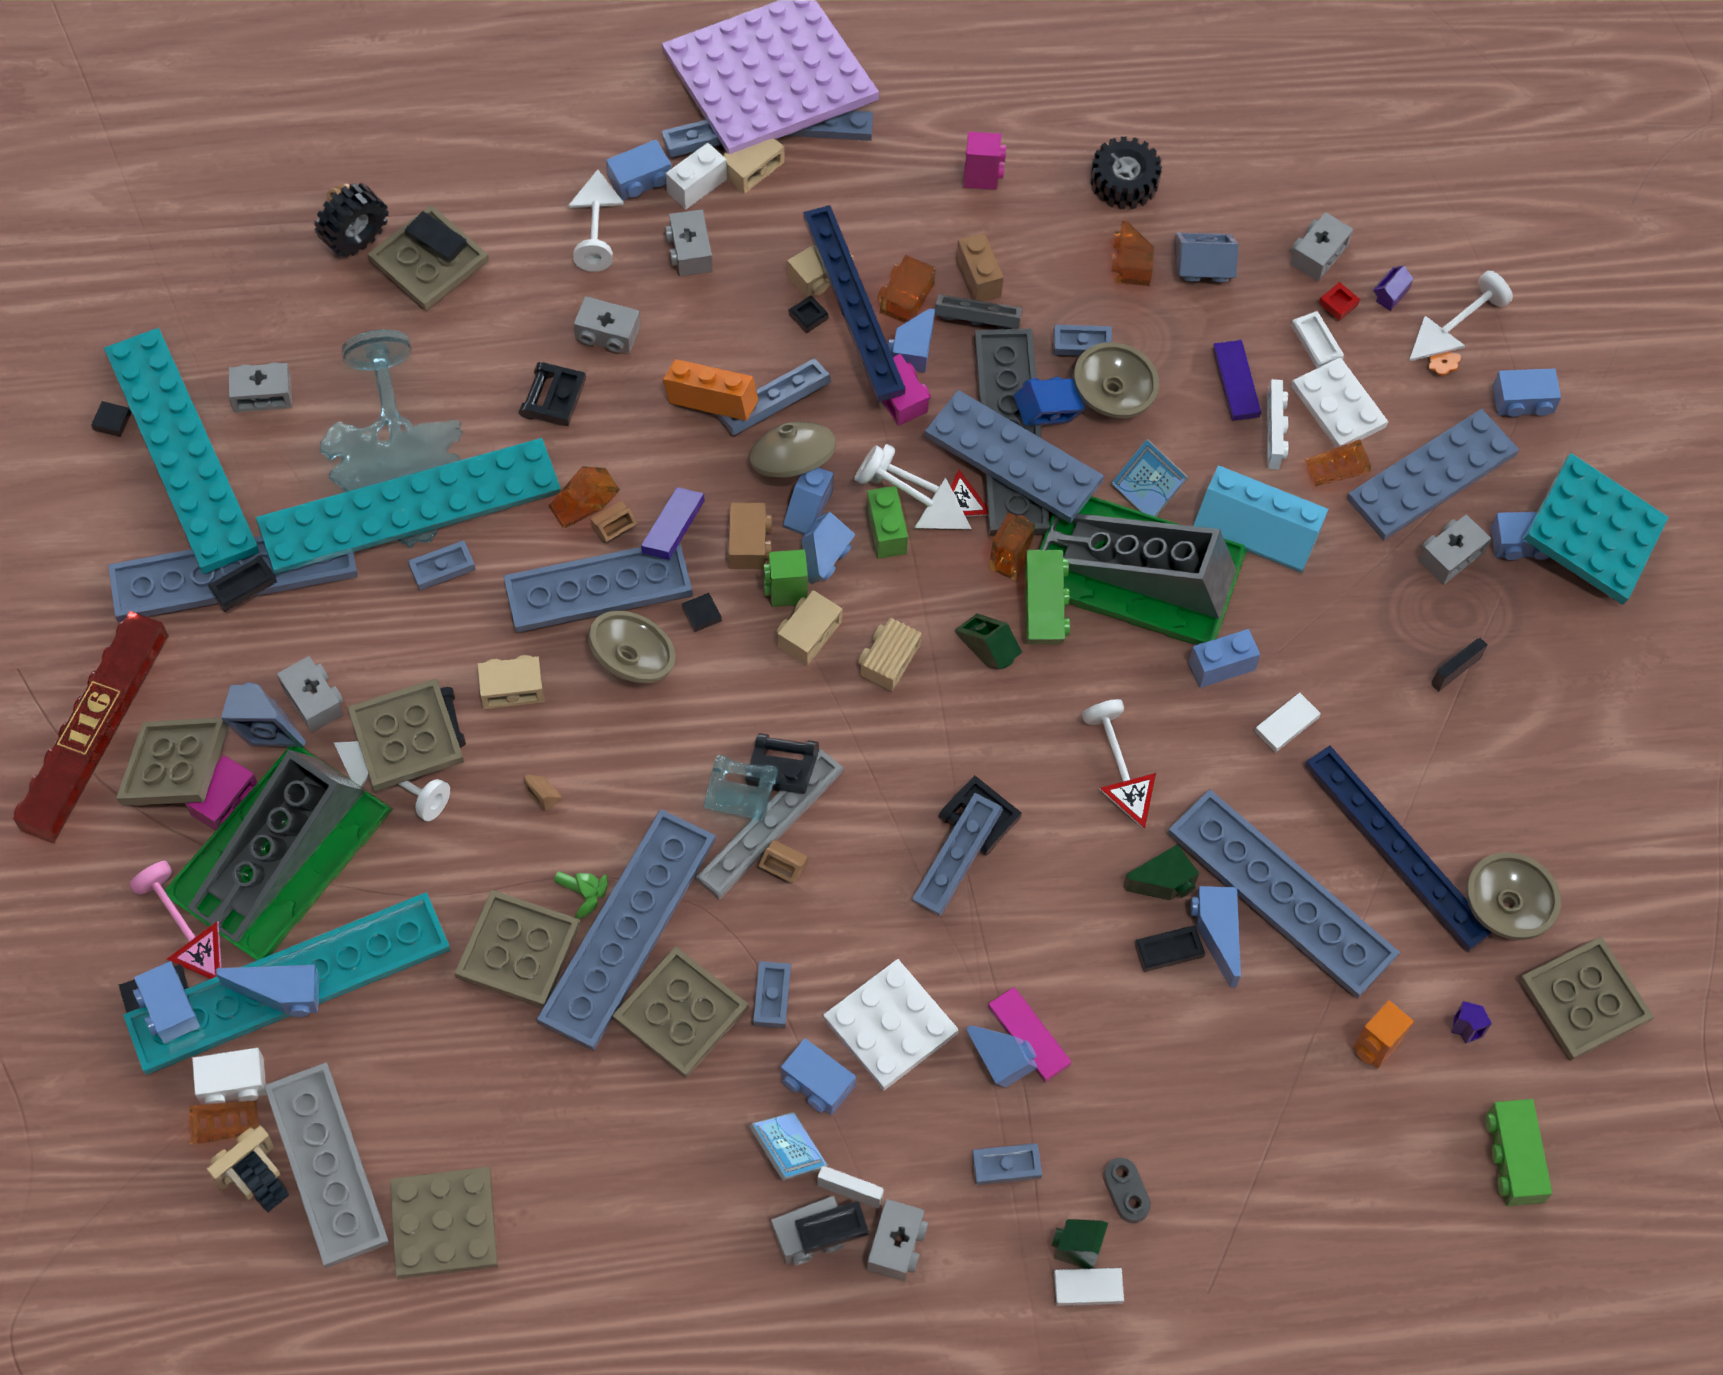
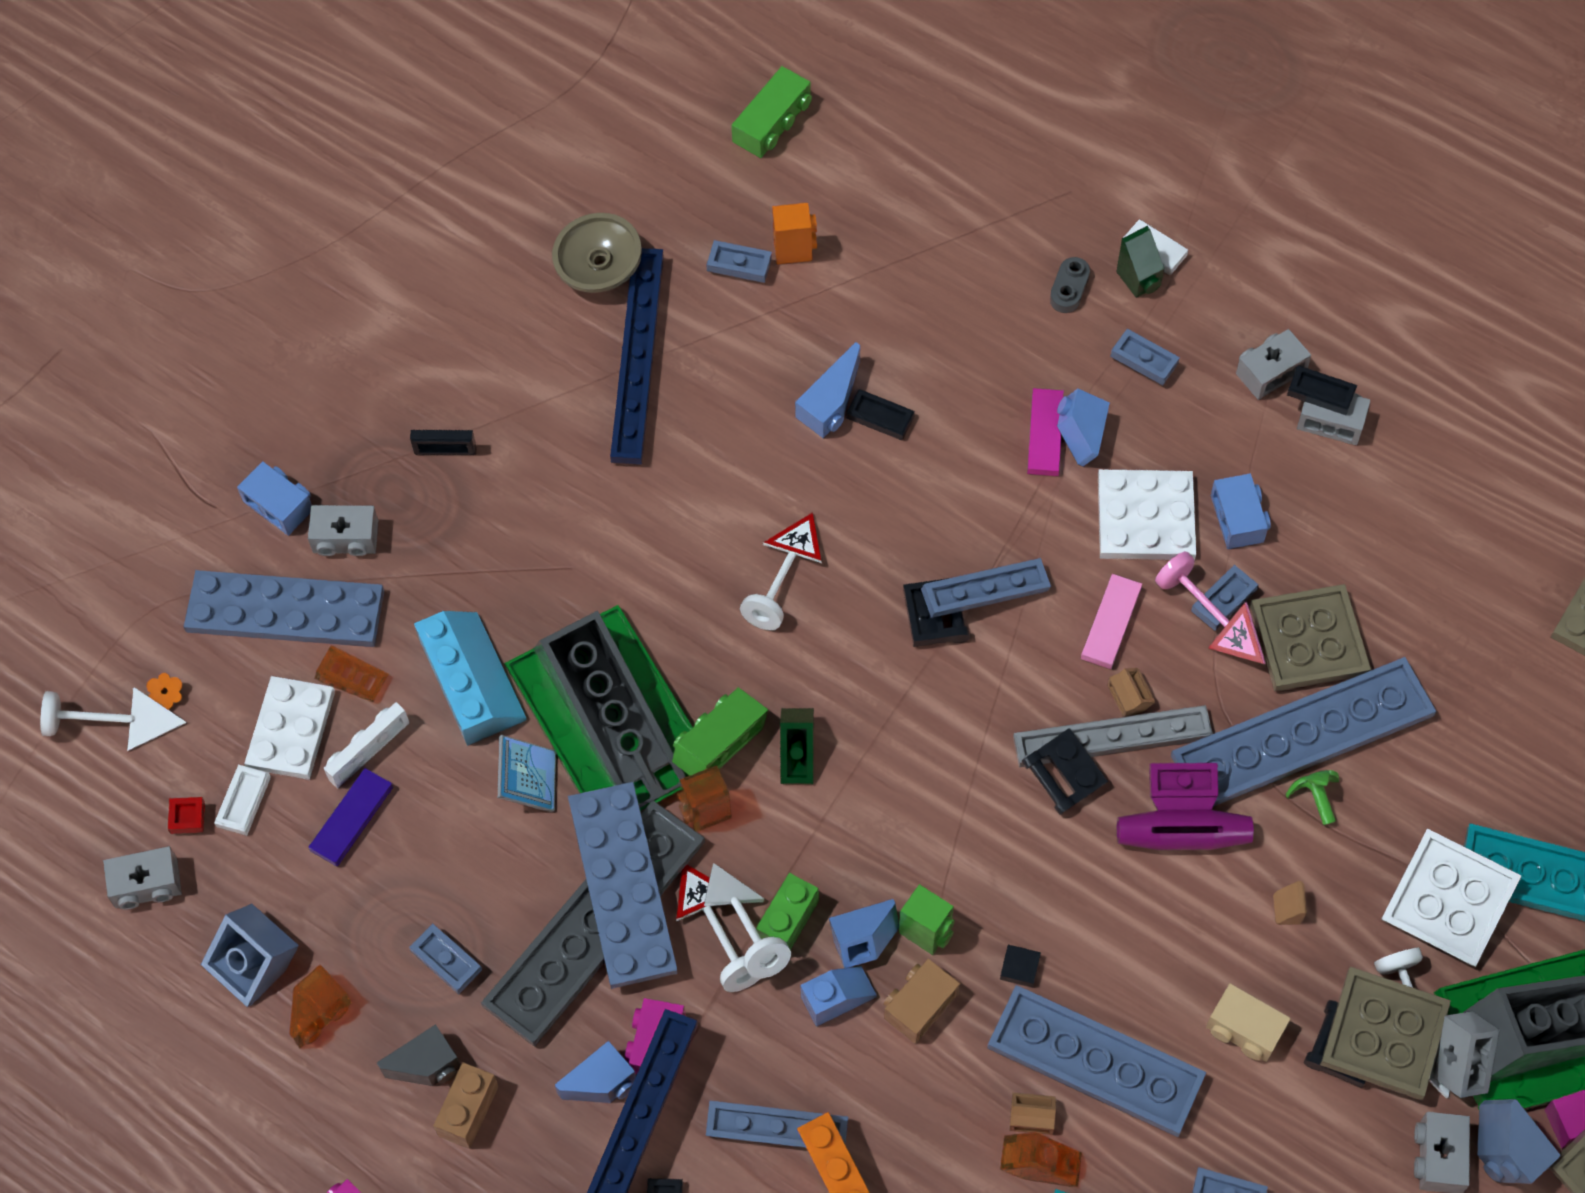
camera: 135 degrees left, 0 degrees up
(336, 755) = (1466, 1054): none -> light grey brick
(424, 872) = (1451, 897): none -> white plate
(517, 948) = (1409, 784): dark tan plate -> none
(631, 647) = (1105, 953): dark tan dish -> none
(668, 791) = (1184, 813): none -> magenta plate
(672, 523) = (981, 1063): tile -> none
(737, 797) = (1126, 764): clear light blue plate -> none
(742, 961) = (1239, 634): none -> bright pink piece
(788, 1146) = (1304, 476): piece -> none
(792, 449) = (816, 1024): dark tan dish -> none
(809, 627) = (941, 869): tan brick -> none
(844, 912) = (1111, 621): none -> bright pink tile
(850, 1187) = (1278, 420): white tile -> none
(890, 653) = (891, 796): tan brick -> none
(907, 289) = (553, 1140): clear orange brick -> none
(978, 312) = (510, 1063): dark grey plate -> none
(1032, 275) = (422, 1060): none -> dark grey slope
(1048, 401) = (542, 907): blue brick -> none
(1118, 369) = (458, 867): dark tan dish -> none
(1139, 169) = (222, 1085): black wheel -> none
(1164, 876) = (837, 460): dark green slope -> none
(1224, 658) = (621, 582): medium blue brick -> none
(1284, 893) = (758, 389): sand blue plate -> none
(1287, 722) = (620, 504): white tile -> none
(1393, 287) = (126, 783): piece -> none
(1405, 988) = (739, 261): none -> sand blue plate
(1470, 1022) = (717, 205): dark purple piece -> none
(1526, 392) = (133, 609): medium blue brick -> none
(1586, 998) = (616, 166): dark tan plate -> none
(1596, 528) = (220, 454): teal plate -> none

